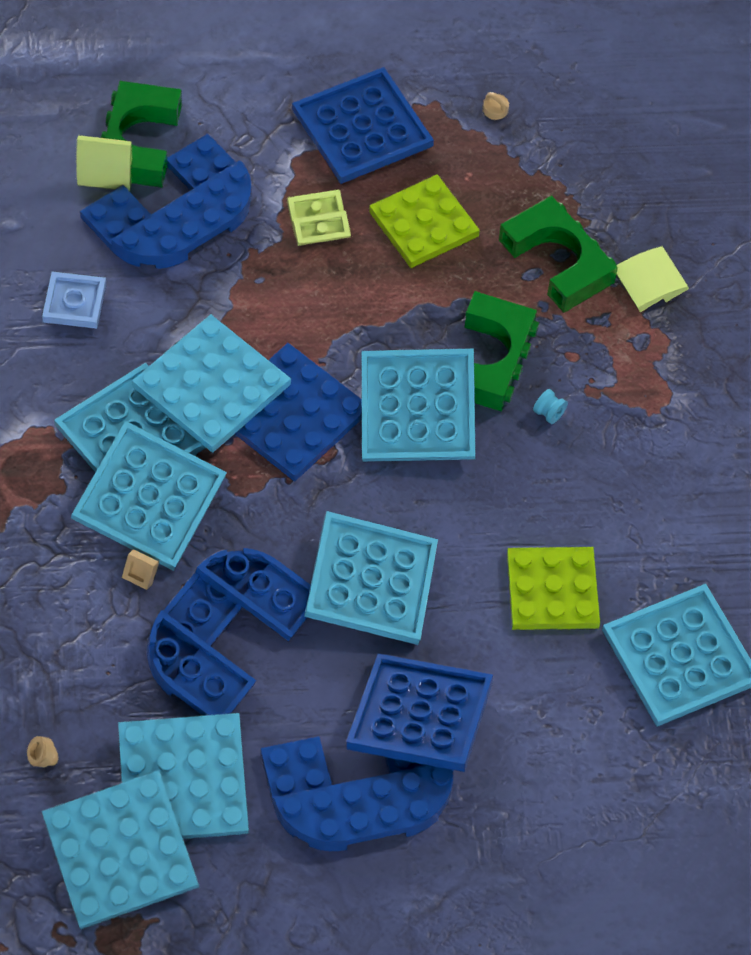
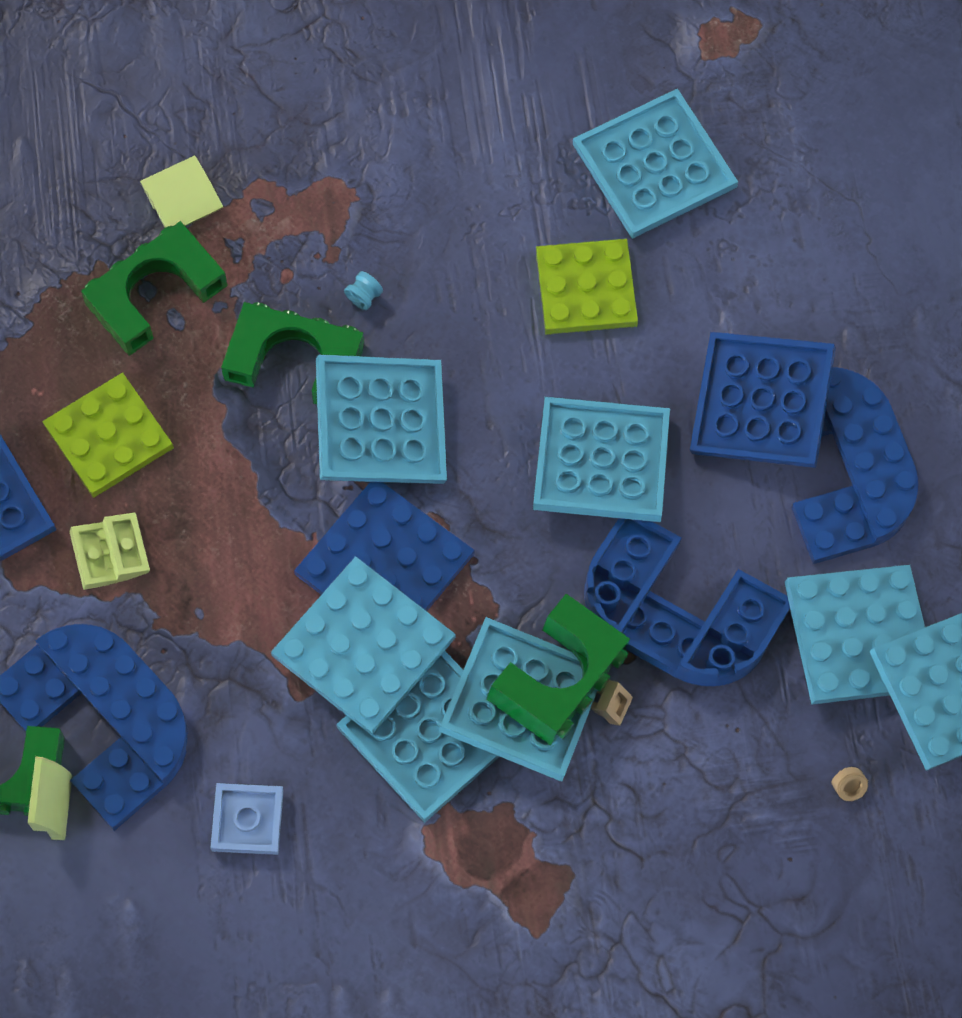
camera: 90 degrees left, 10 degrees up
(179, 552) = (548, 709): none -> green arch

